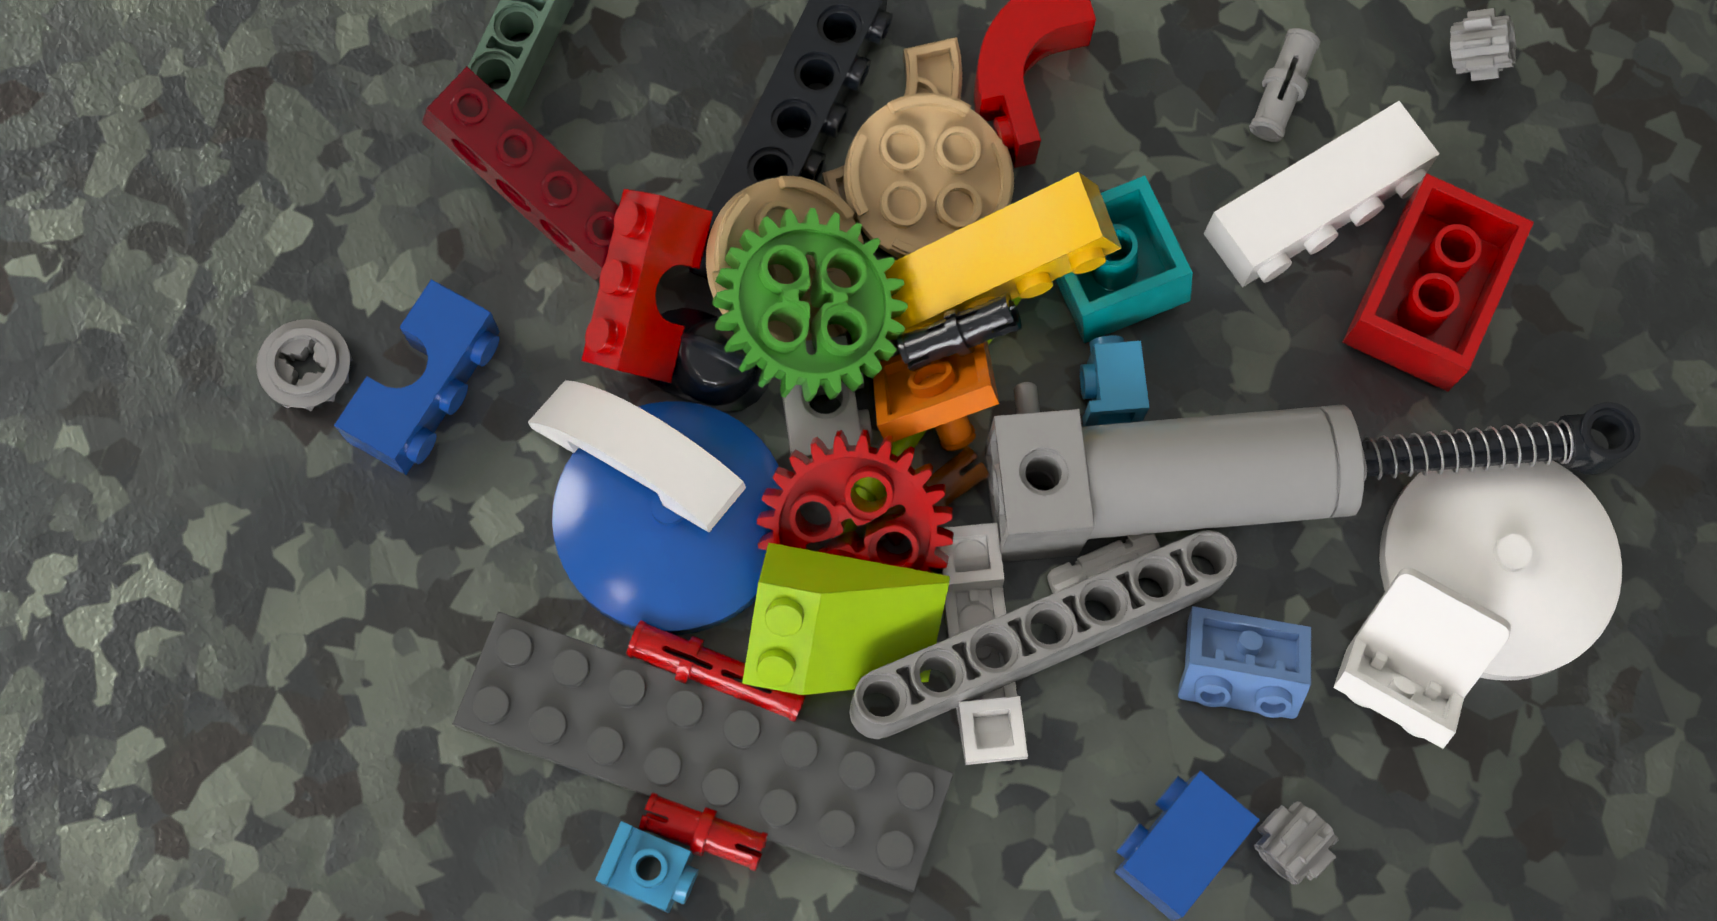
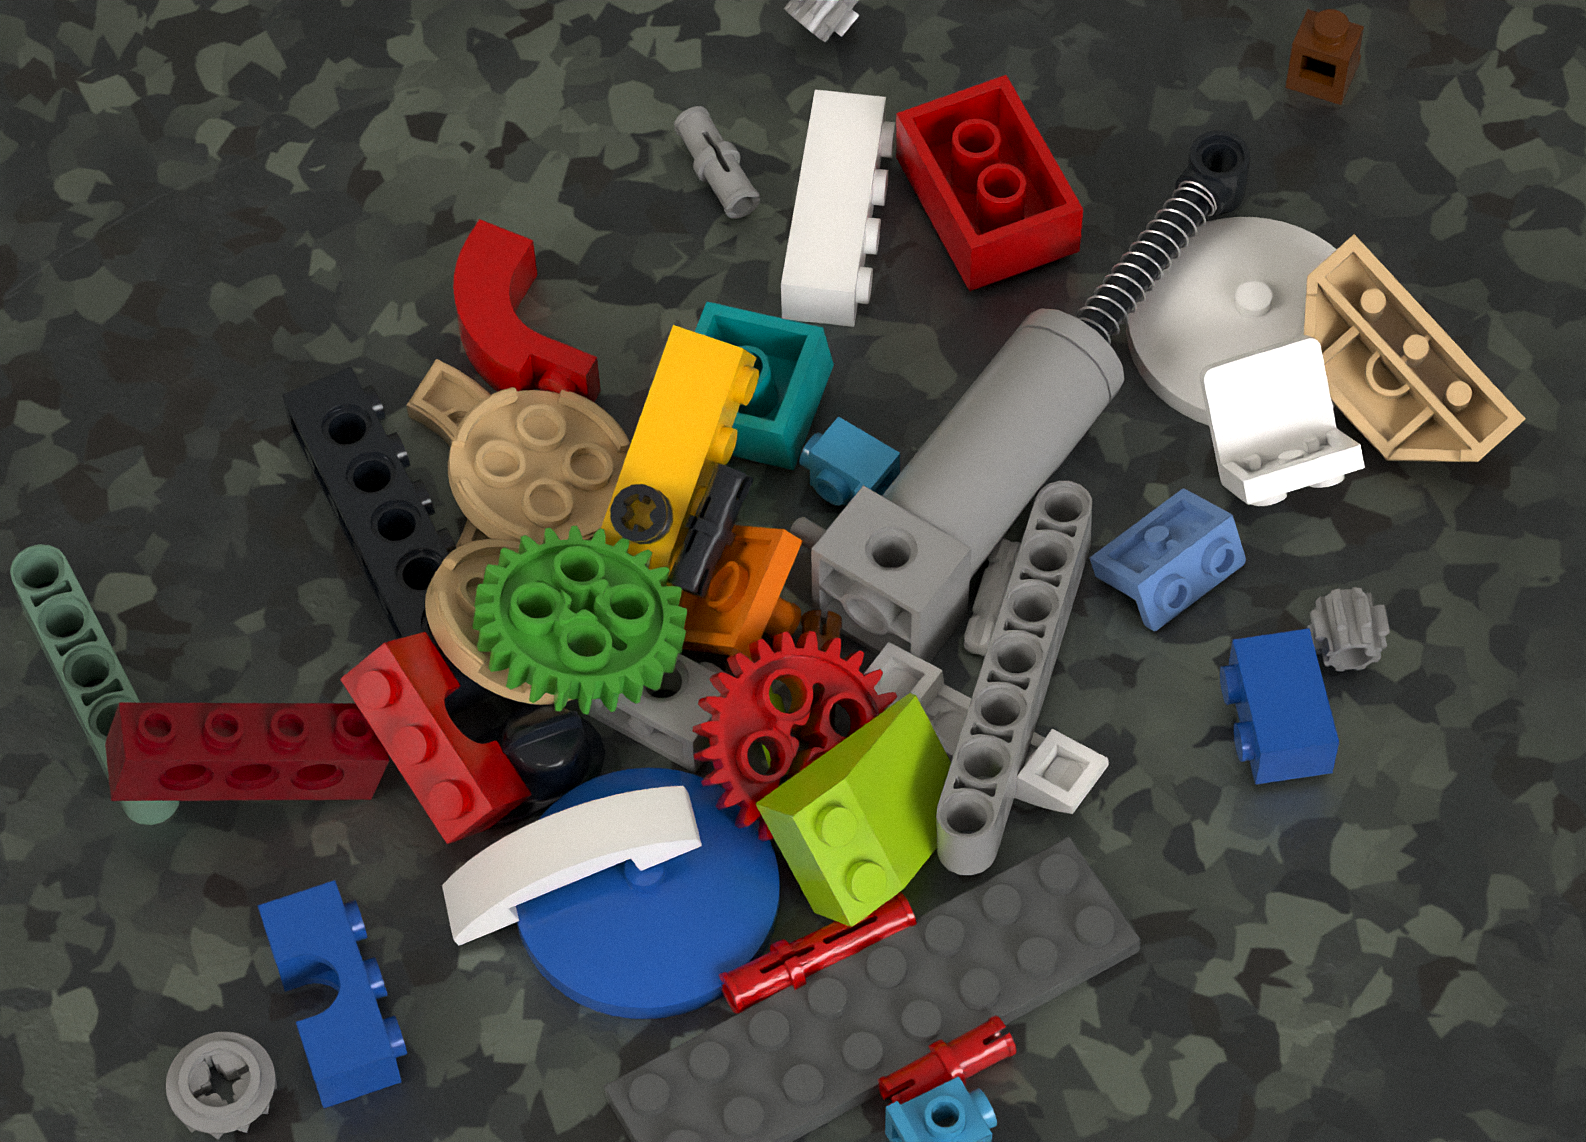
camera: 45 degrees left, 15 degrees down
(922, 260) = (622, 512): none -> black bush
(1550, 709) = (1397, 367): none -> tan wedge

